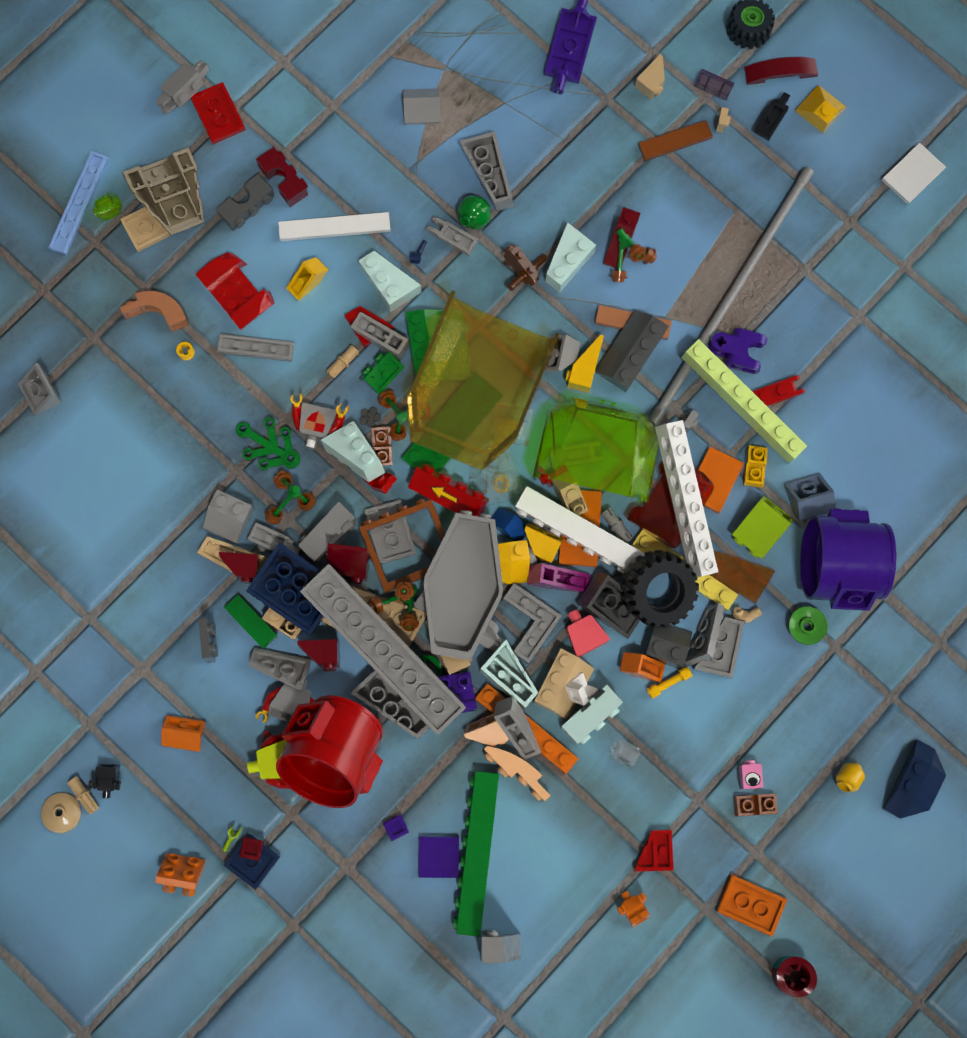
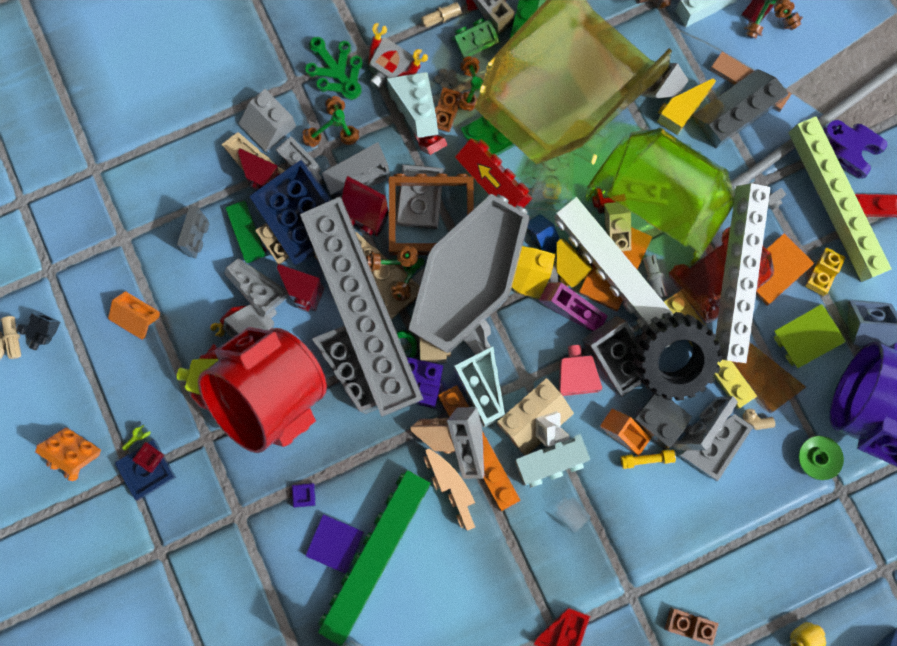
camera: 30 degrees right, 0 degrees up
(542, 615) = (541, 342): light grey plate -> none
(750, 775) = (698, 593): bright pink brick -> none

